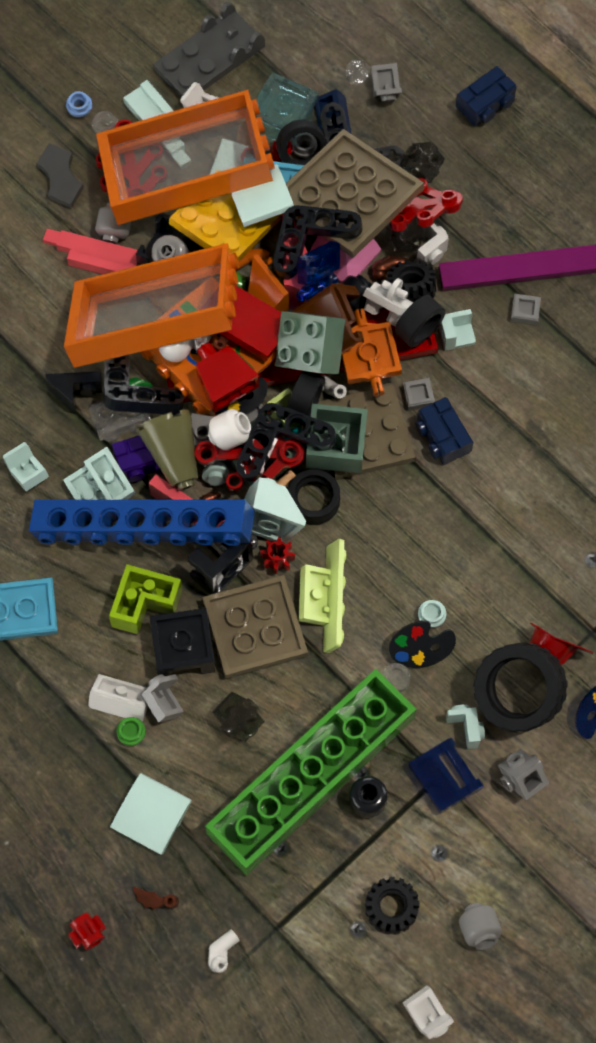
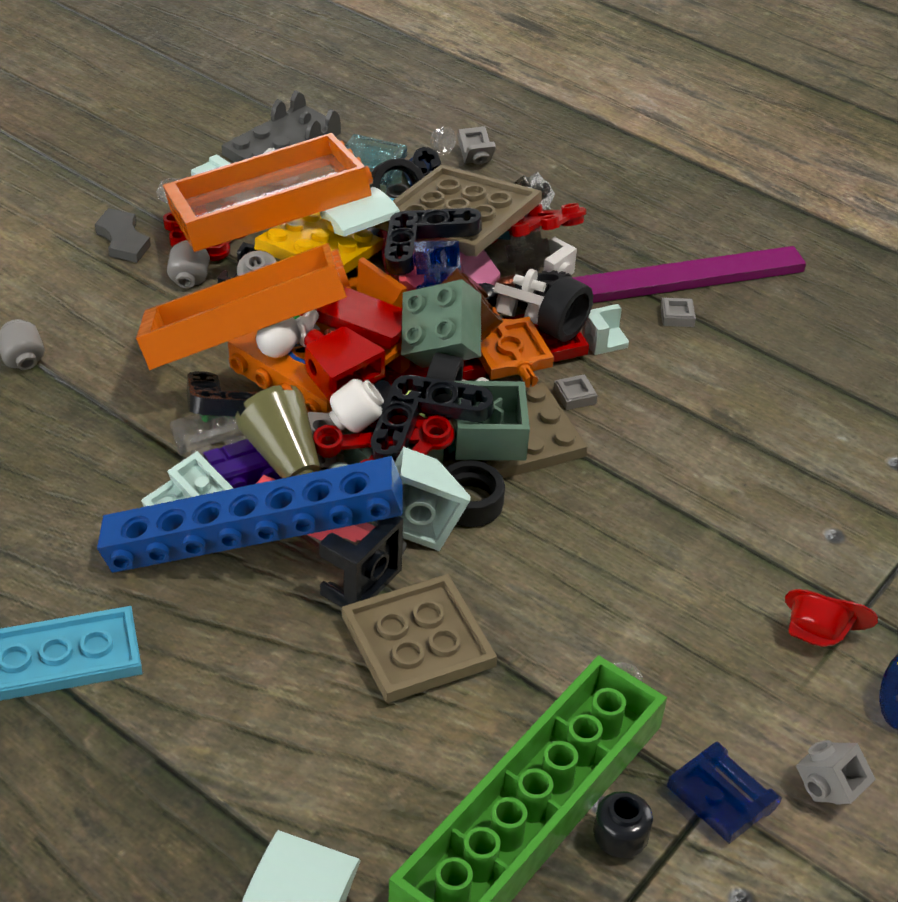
camera: 10 degrees left, 25 degrees down
(25, 467) = (87, 490): light aqua bracket -> none
(67, 385) = (146, 405): black slope -> none
(79, 98) = (141, 178): light blue plate -> none
(91, 253) = (150, 291): coral piece -> none
(118, 698) = (237, 742): white slope -> none
(131, 731) = (258, 780): bright green plate -> none
(141, 591) = (261, 604): lime brick -> none
(161, 699) = (293, 728): light grey bracket -> none
(182, 641) = (321, 656): black panel -> none
(238, 717) = (414, 740): clear smoke brick -> none
(279, 548) = (435, 555): red gear -> none
(323, 595) = (505, 595): yellowish green bracket -> none
(413, 644) = (637, 635): black piece -> none
(433, 612) = (651, 603): light aqua plate -> none
(444, 431) = (617, 419): dark blue brick -> none
(473, 729) = (740, 720): light aqua bracket -> none
(486, 96) = (584, 150): dark blue brick -> none
(488, 700) = (805, 612): black tyre -> none

